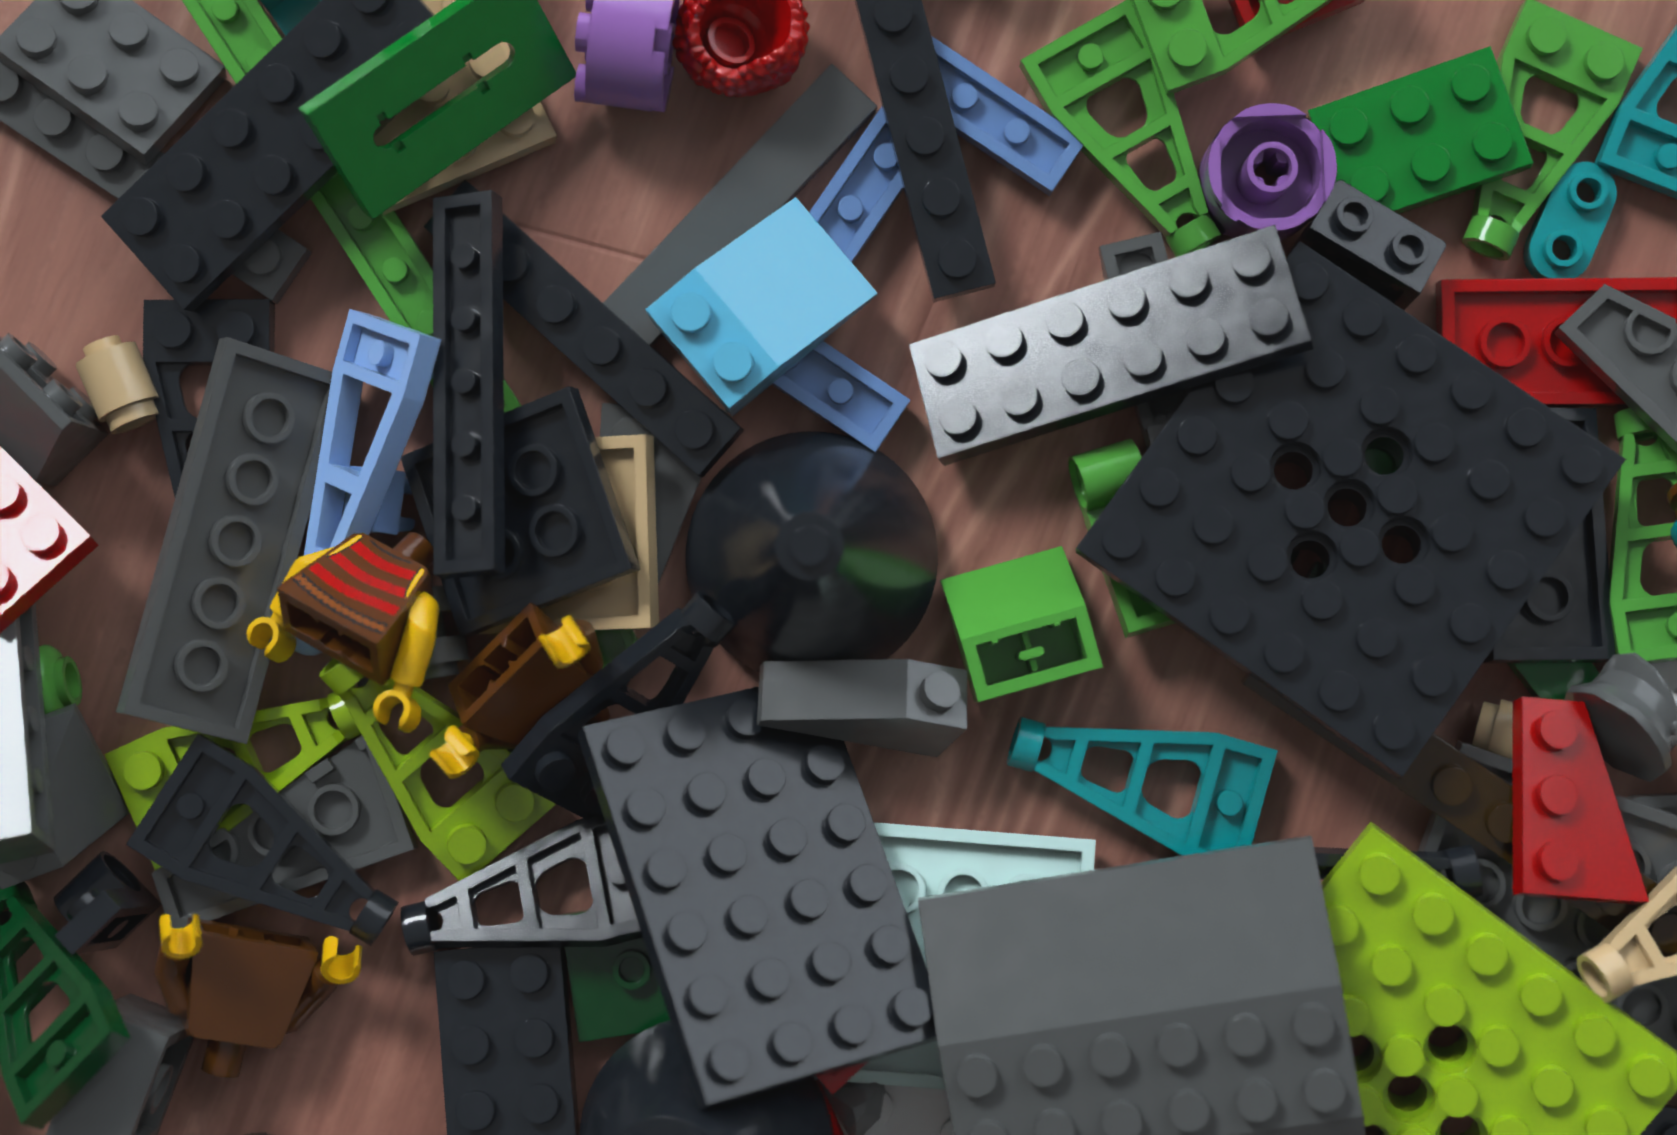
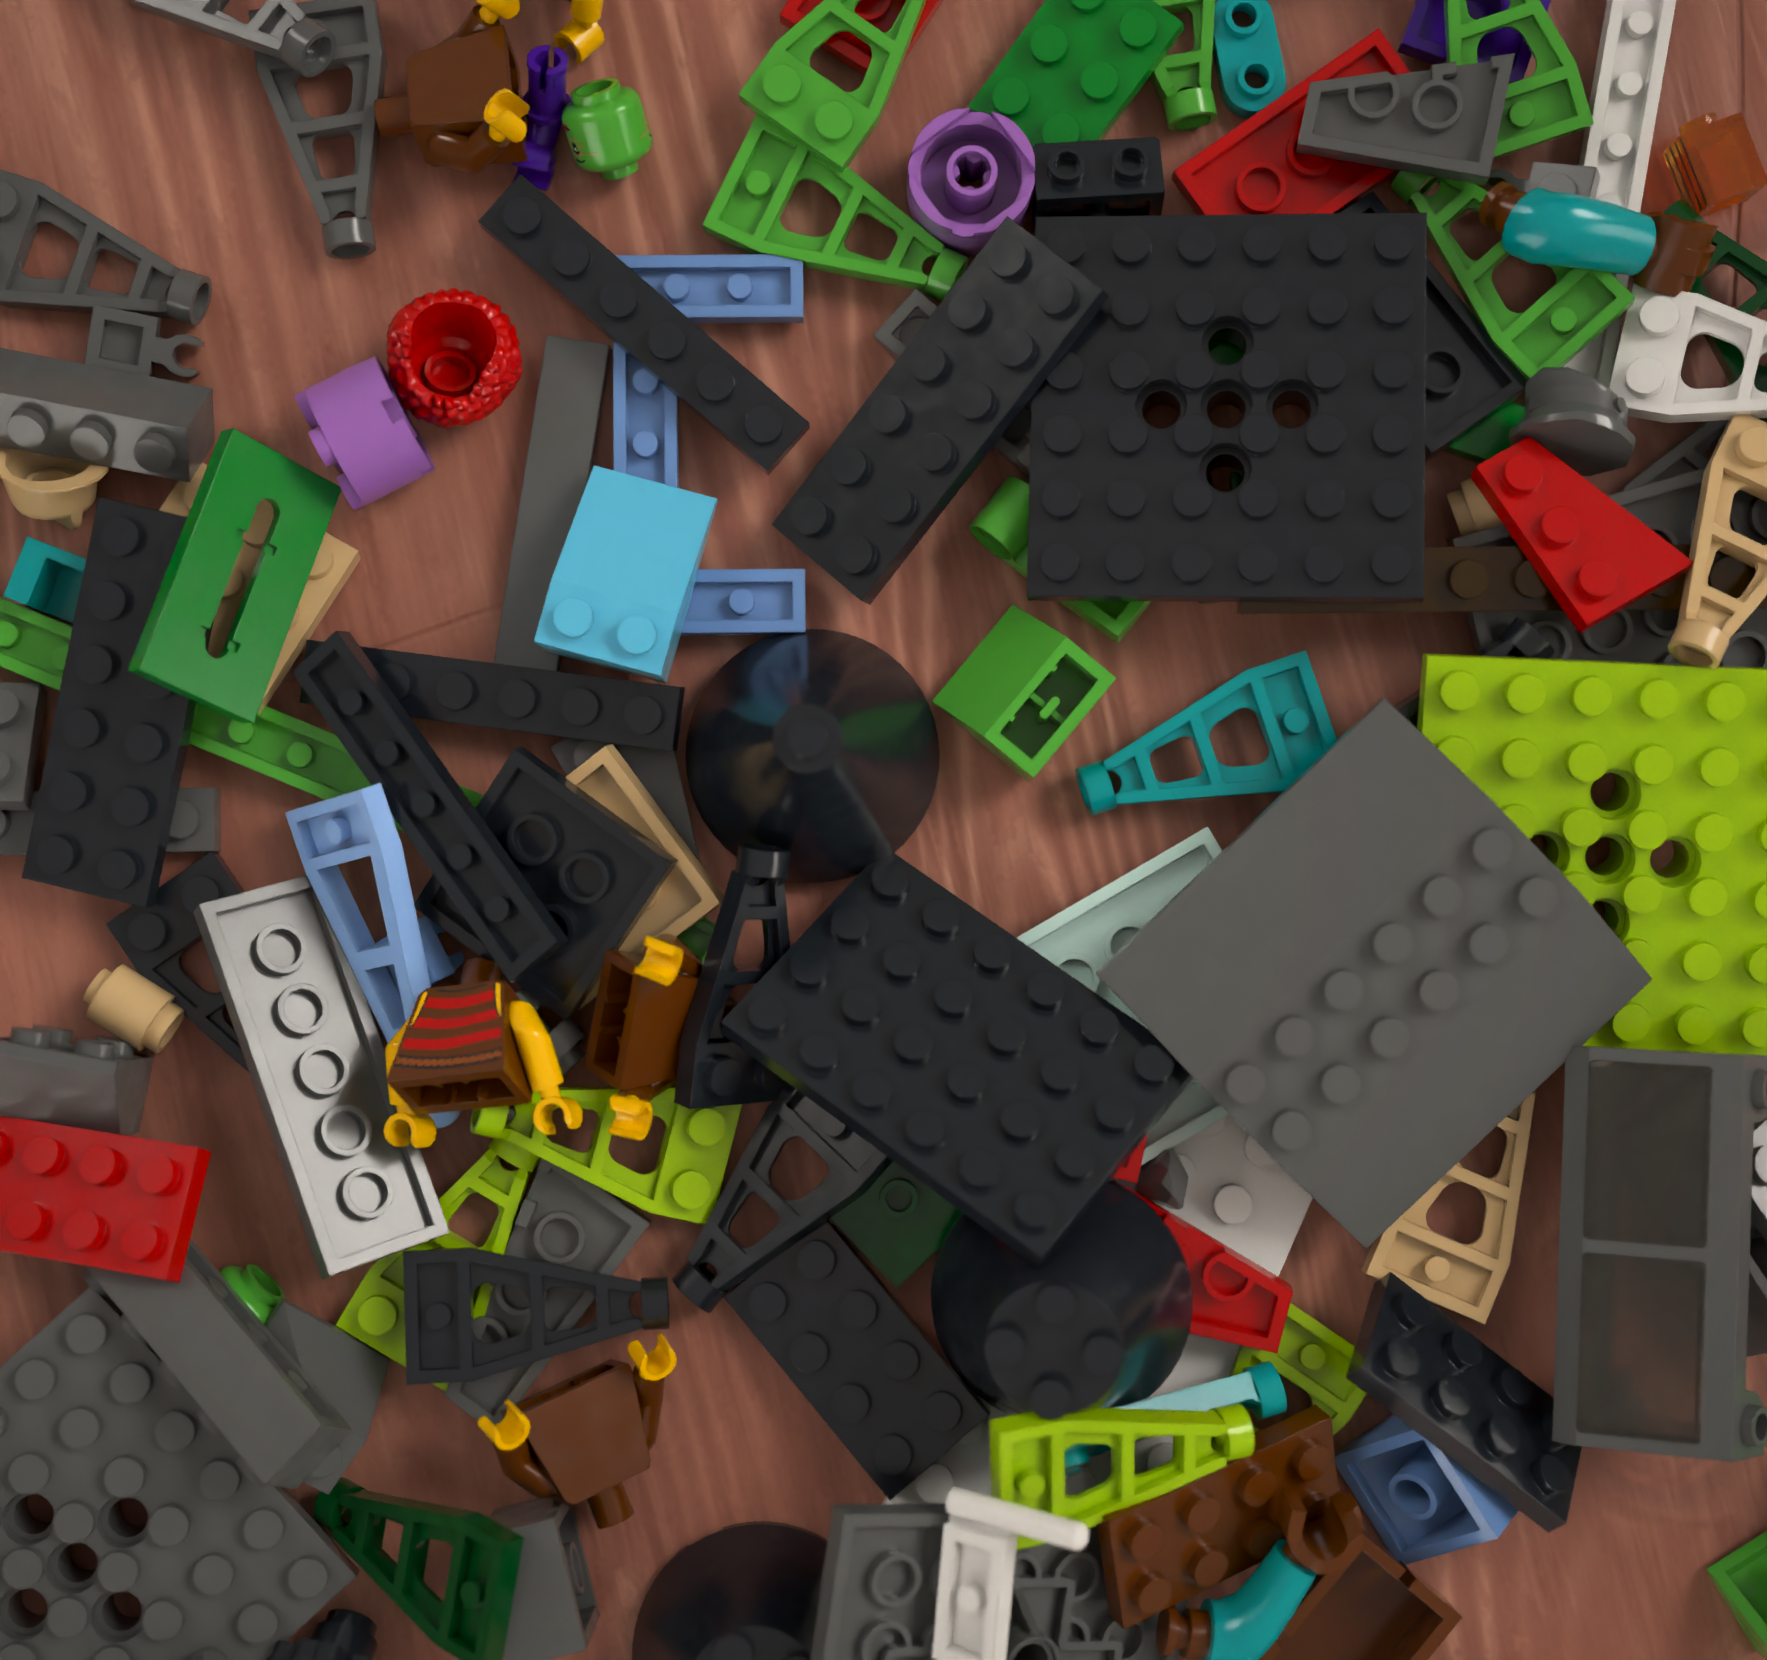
camera: 40 degrees left, 0 degrees up
(102, 906) = (421, 1450): black plate -> none
(866, 702) = (941, 841): dark grey slope -> none

